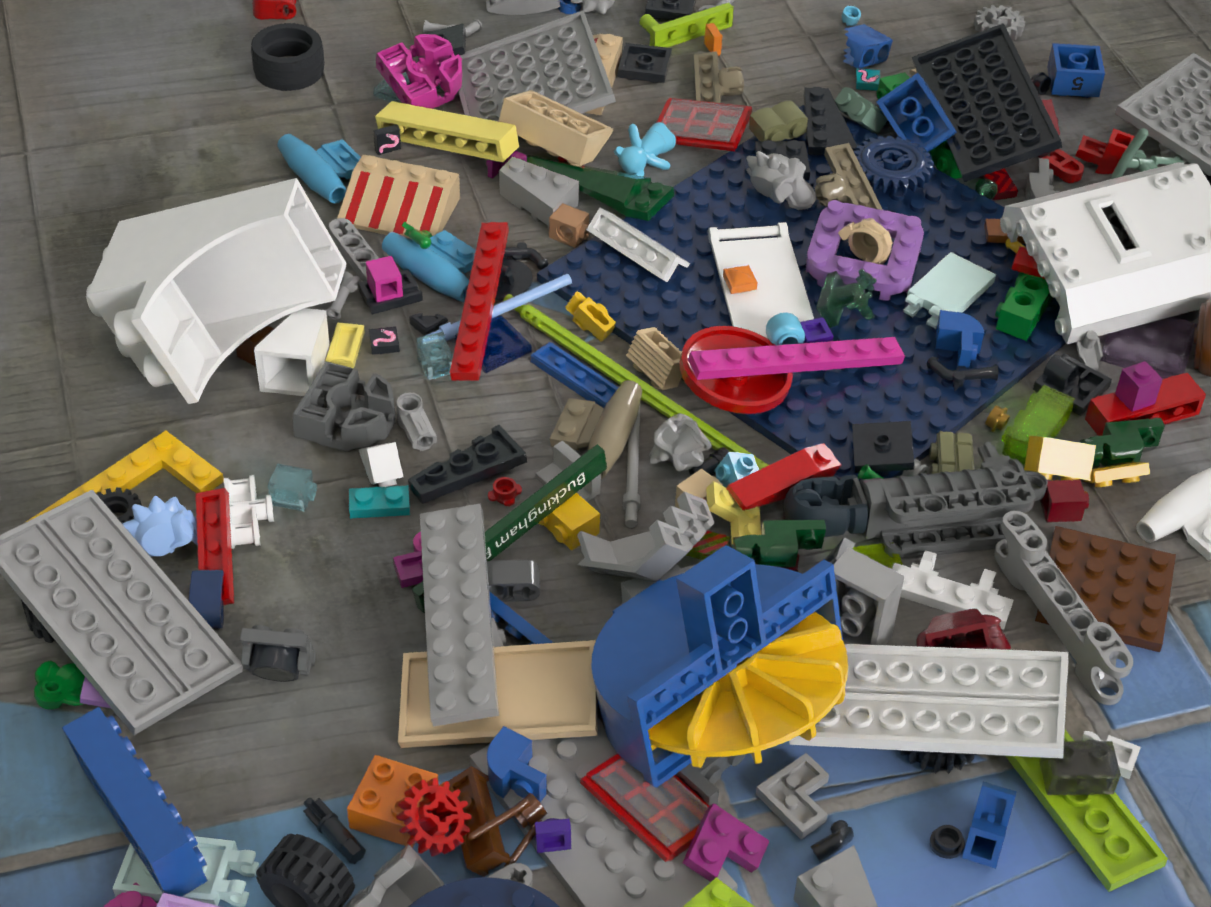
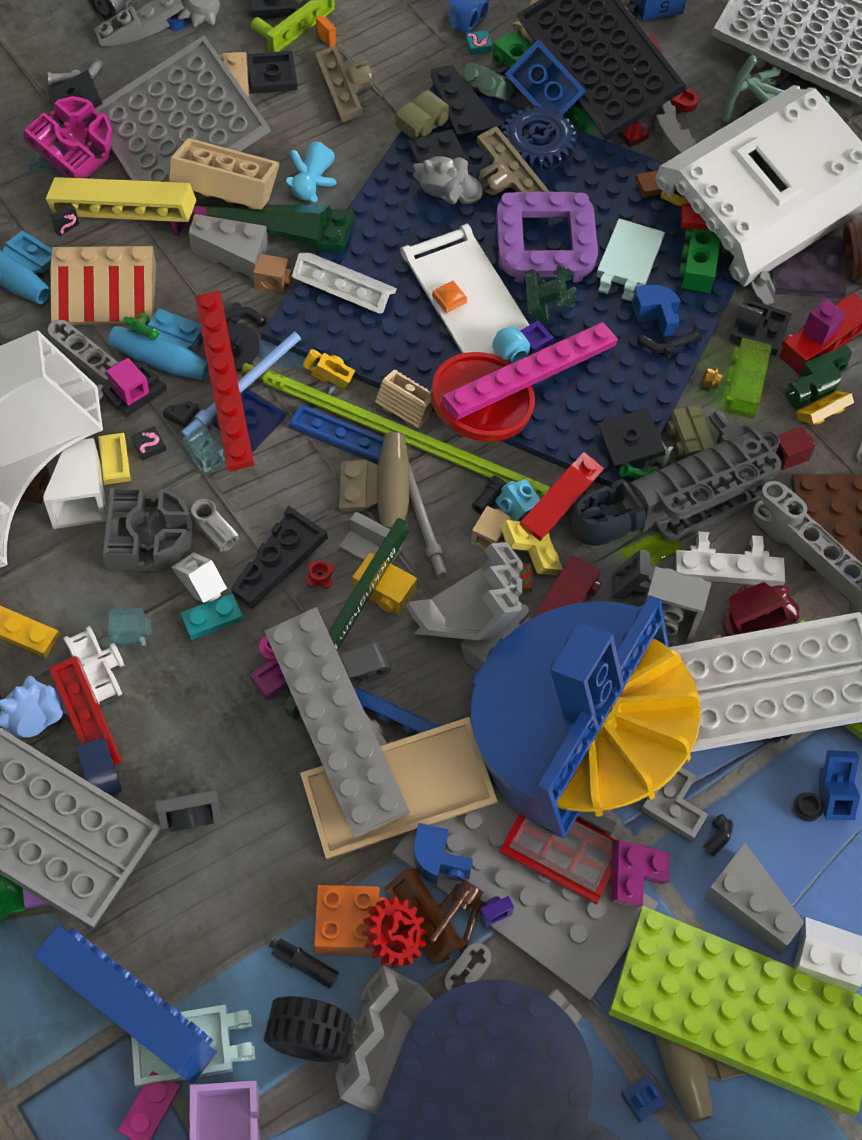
camera: 20 degrees left, 15 degrees up
(680, 443) = (457, 483): light grey head -> none
(705, 123) = (353, 129): clear piece -> none
(781, 540) = (582, 569): dark green plate -> none
(868, 240) = (550, 229): tan helmet -> none
(986, 188) = (623, 139): clear green hinge -> none
(1059, 458) = (779, 409): piece -> none
(1104, 154) = (714, 78): red brick -> none

